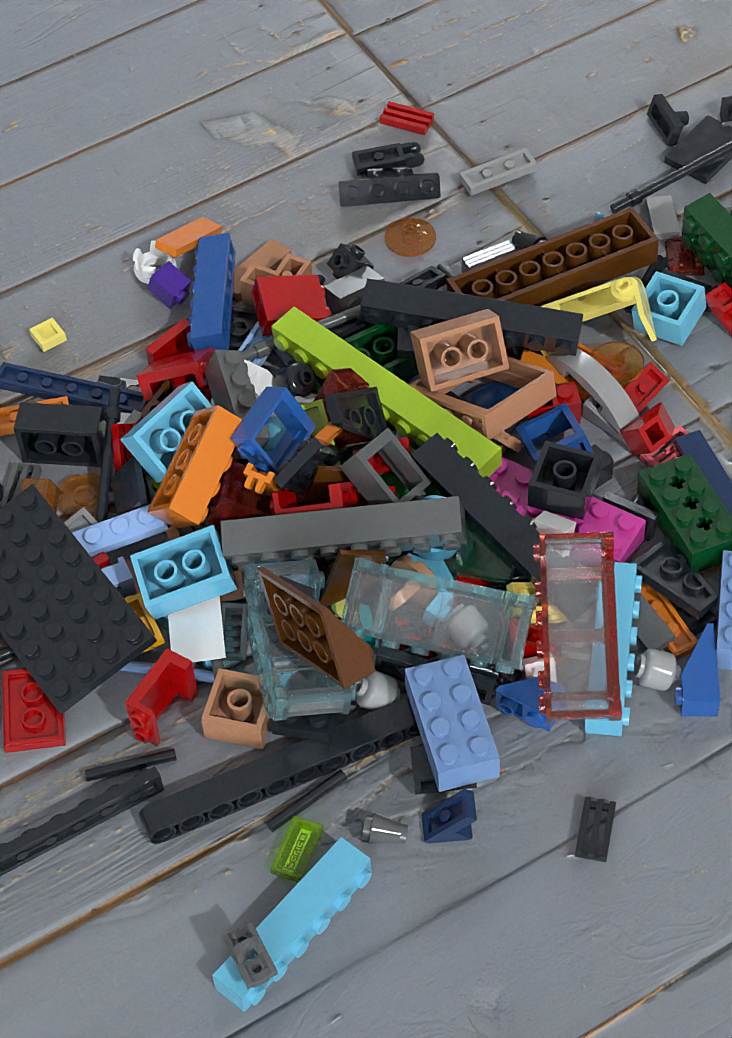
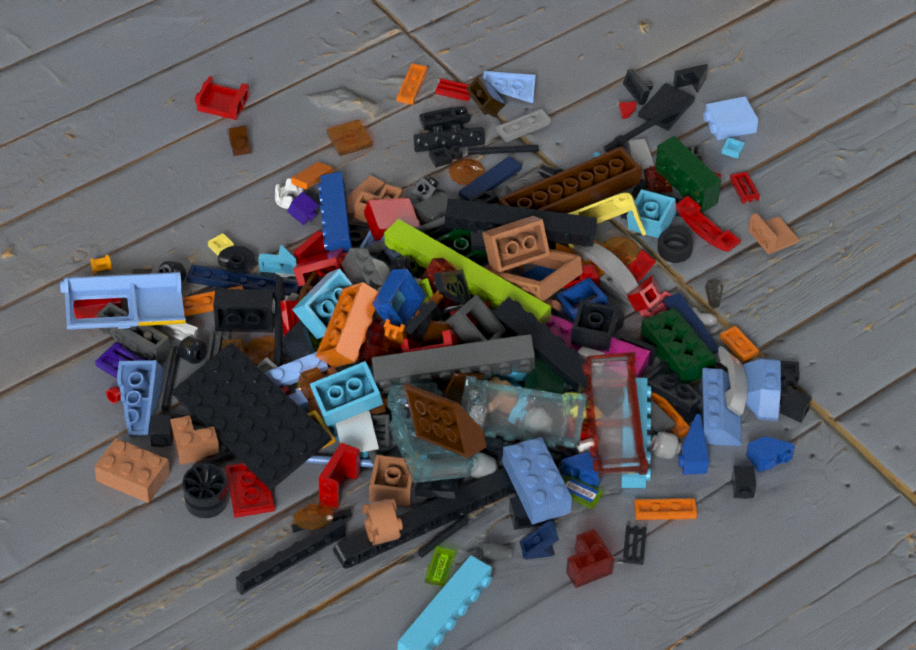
camera: 10 degrees left, 5 degrees down
(65, 357) = (236, 259): none -> black dish
(82, 125) = (221, 99): none -> red panel
(97, 183) = (239, 140): none -> reddish brown slope
(119, 758) = (313, 516): none -> clear orange dish
(121, 365) = (280, 263): none -> medium azure slope
(135, 543) = (305, 379): none -> clear orange brick
(209, 778) = (381, 521): none -> nougat brick
(242, 946) = (416, 622): dark grey hips -> none
(250, 183) = (349, 137): none -> clear orange plate
(348, 108) = (412, 84): none -> orange tile
(380, 214) = (442, 156): none -> black plate
(443, 248) = (491, 178): none -> dark blue tile
(447, 129) = (485, 96): none -> dark brown brick
(463, 206) = (503, 149): none -> black bar
(487, 112) = (512, 84): none -> light blue wing
(522, 738) = (583, 493): none -> tile
(526, 857) = (591, 561): none -> clear red brick
(648, 772) = (665, 509): none -> orange tile
(649, 151) = (627, 109): none -> red tile
(697, 371) = (678, 235): none -> black tyre

